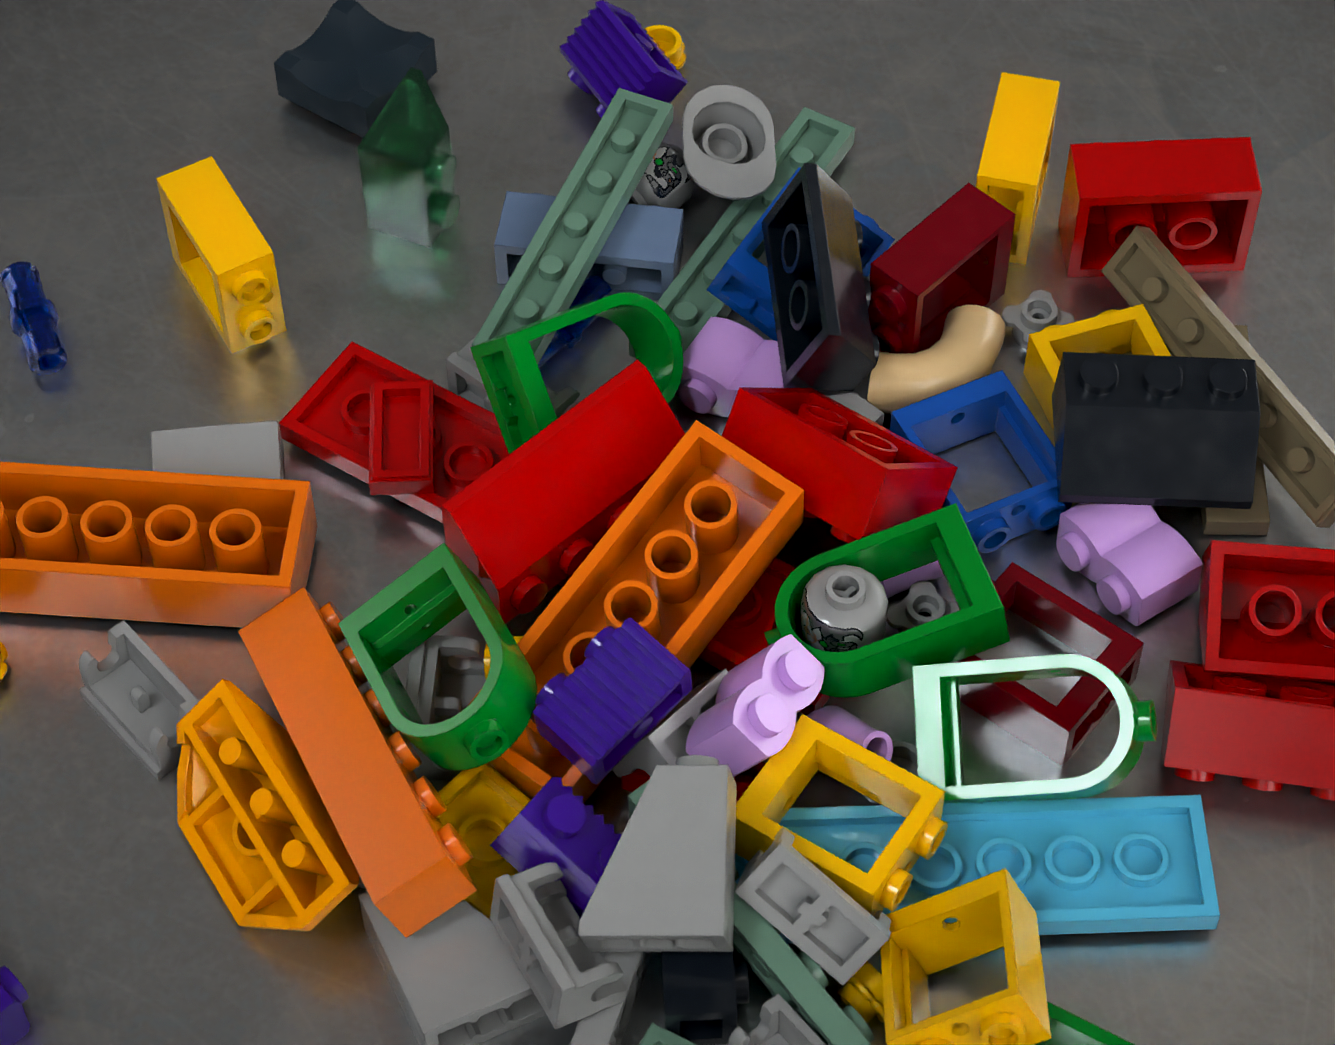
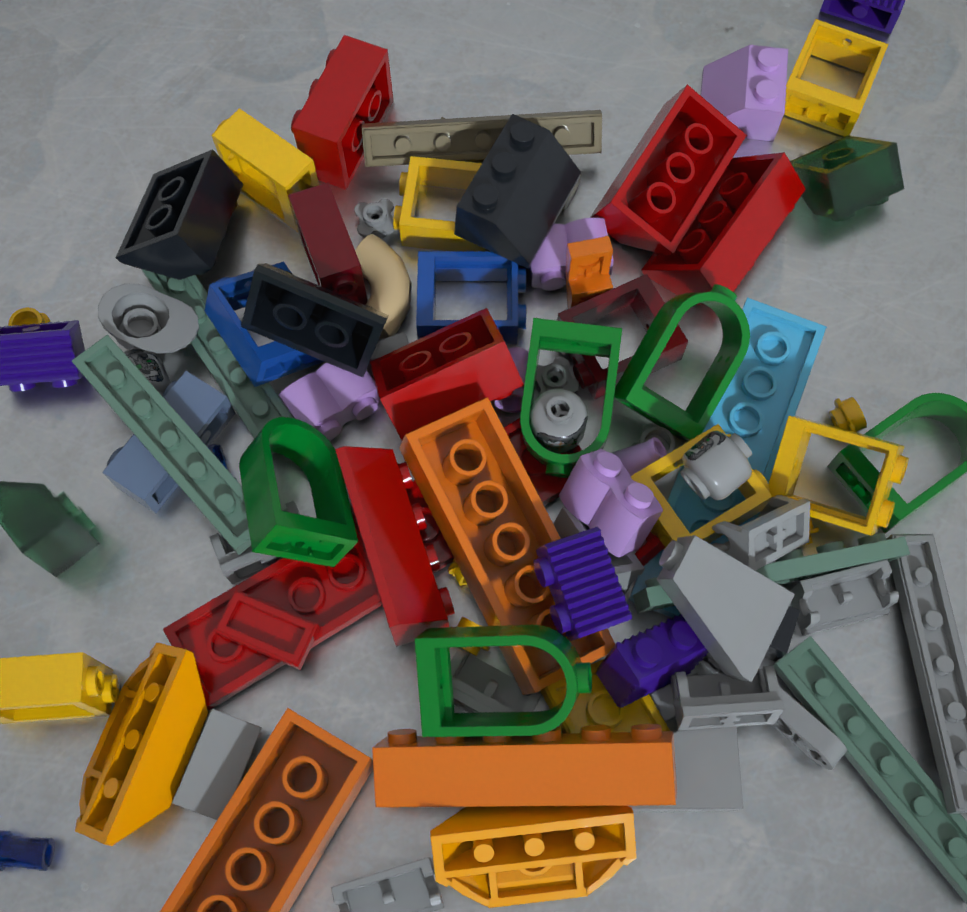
camera: 65 degrees left, 15 degrees up
(204, 382) = (143, 746): none -> light orange wedge
(865, 790) = (717, 465): none -> light grey head
(890, 117) = (182, 218): none -> black slope
(1094, 998) = (848, 415): none -> yellow plate
(1100, 563) = (588, 269): none -> orange slope

